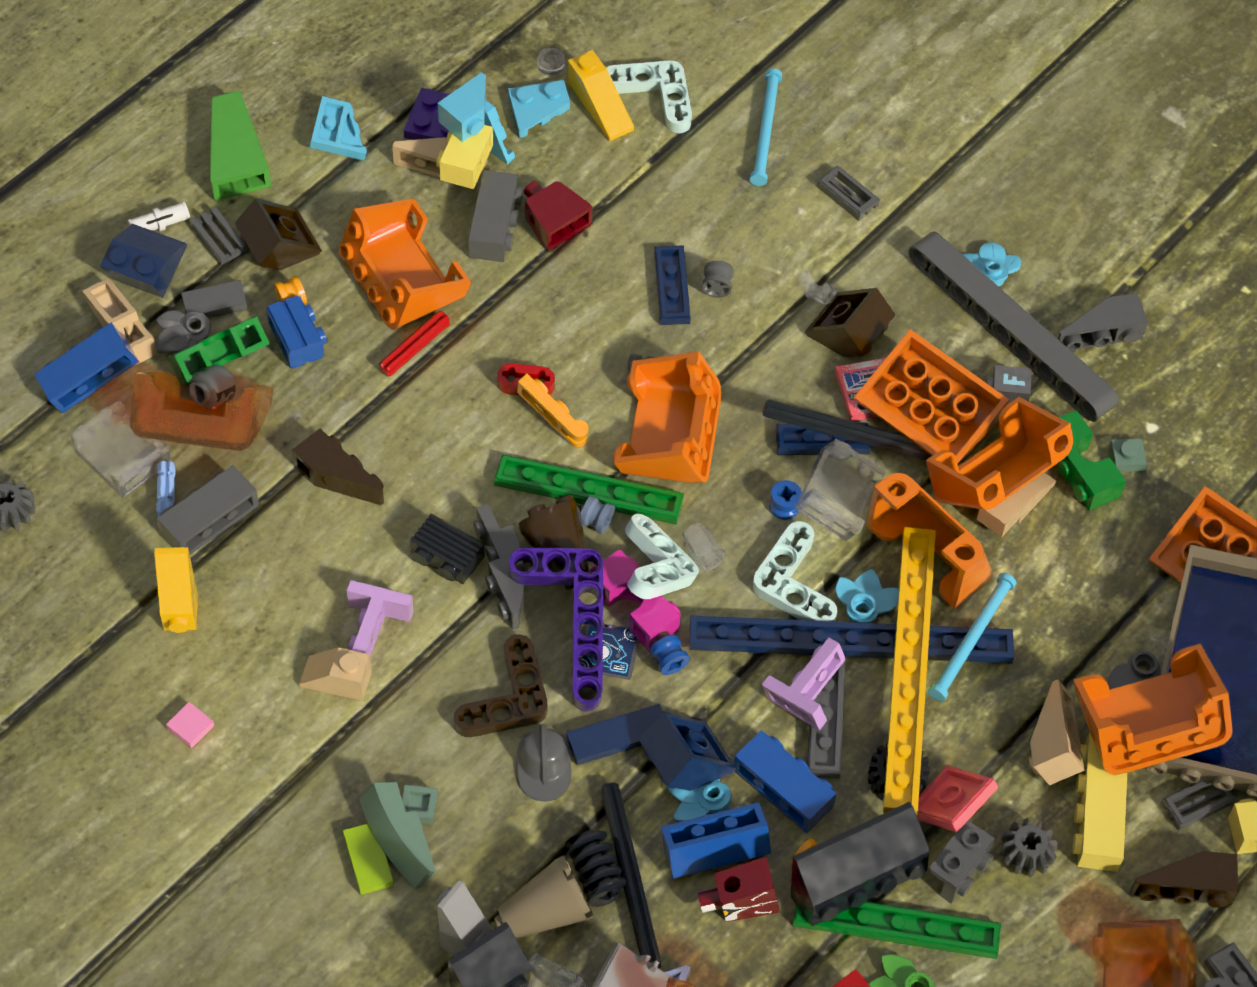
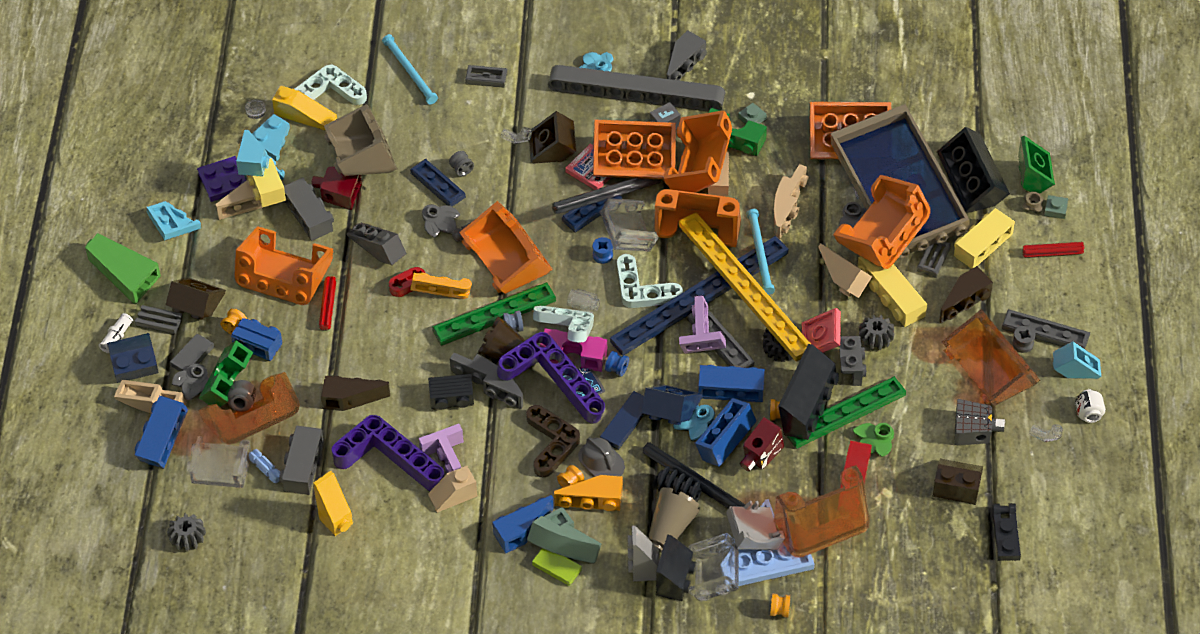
camera: 35 degrees left, 5 degrees down
(190, 725) = (399, 569): bright pink tile -> none
(319, 572) = (376, 432): none -> dark purple beam
(355, 771) = (514, 528): none -> blue slope
(481, 760) = (570, 477): none -> light orange wheel
(494, 800) = (594, 493): none -> light orange slope
(534, 310) = (378, 242): none -> dark grey slope
(620, 182) = (359, 144): none -> dark tan windscreen
(633, 333) = (441, 221): none -> dark grey plate
(866, 594) = (685, 270): medium azure plate -> none
(1062, 595) = (786, 200): none -> tan slope

